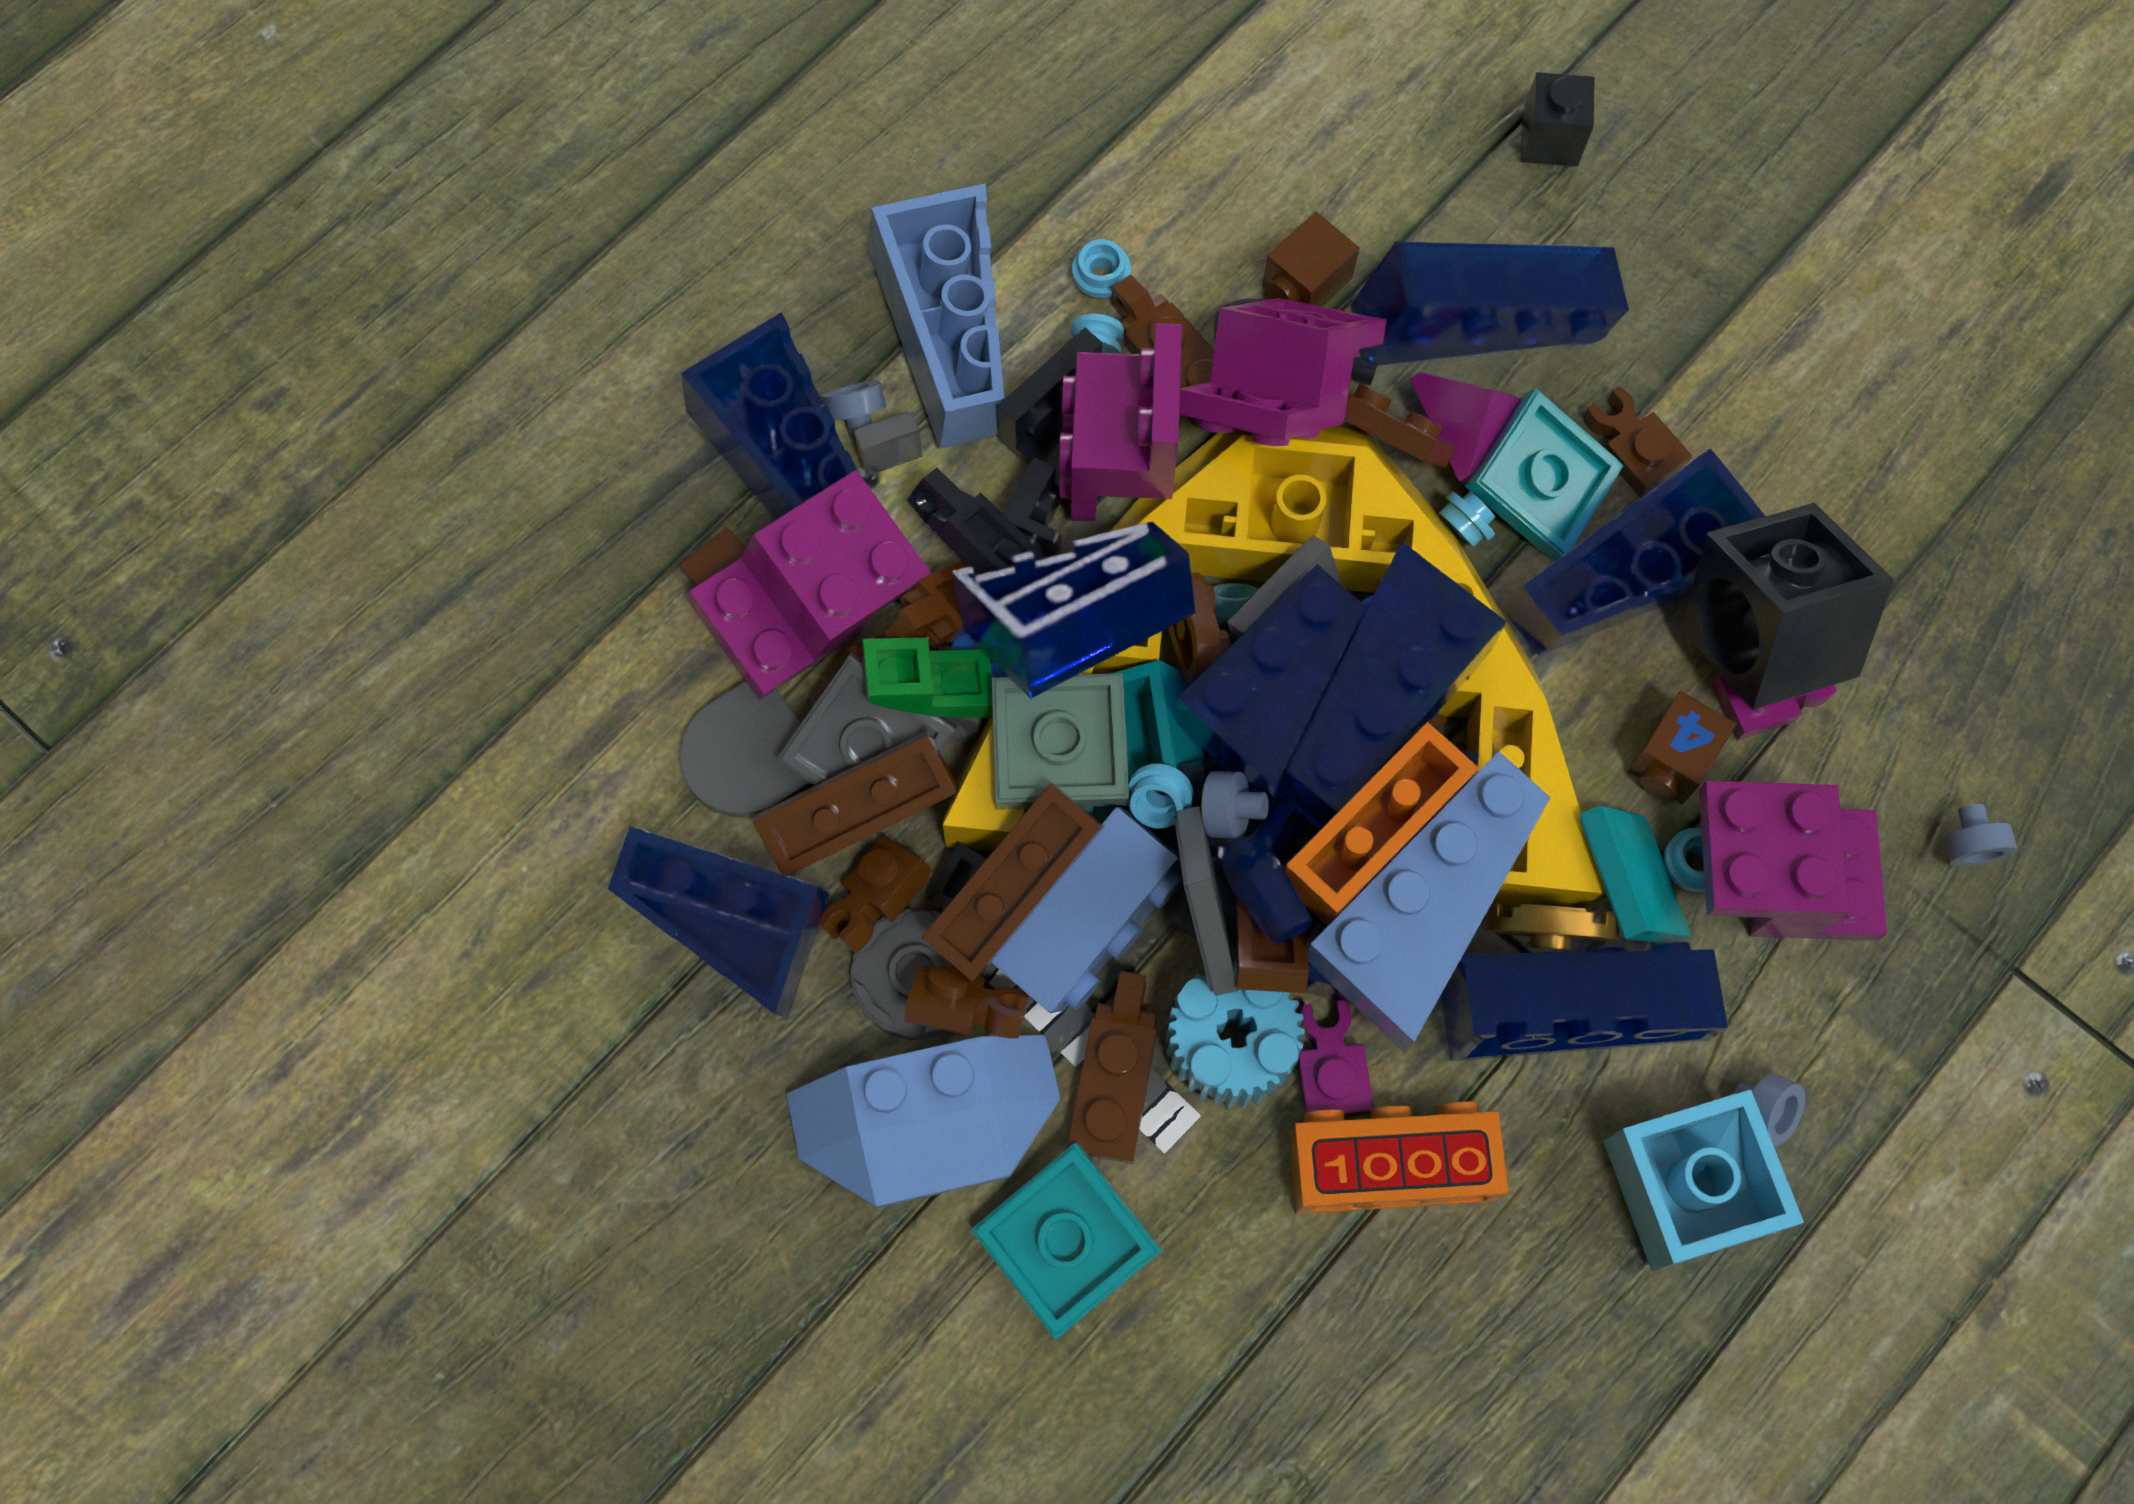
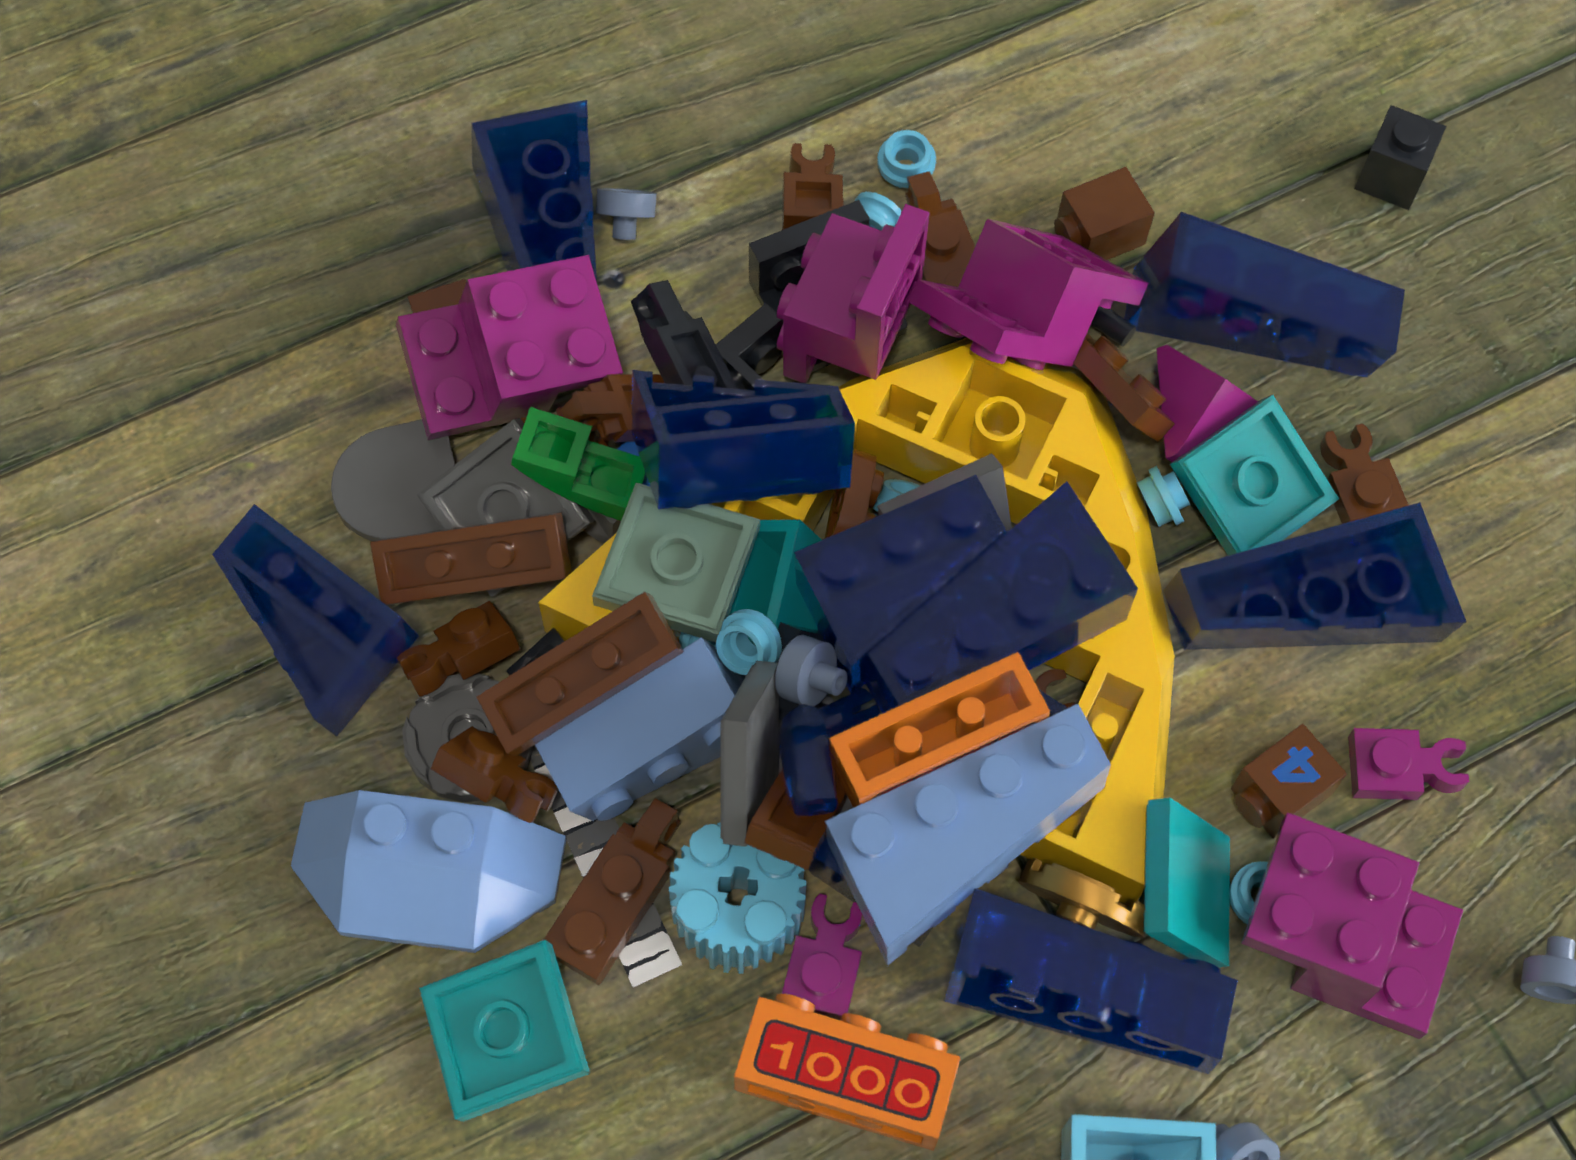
camera: 20 degrees right, 5 degrees down
(888, 443) = (641, 250): dark grey tile -> none
(942, 301) = (744, 130): medium blue wedge -> none
(1026, 333) = (810, 187): none -> reddish brown plate
(1785, 604) = (1435, 674): black brick -> none

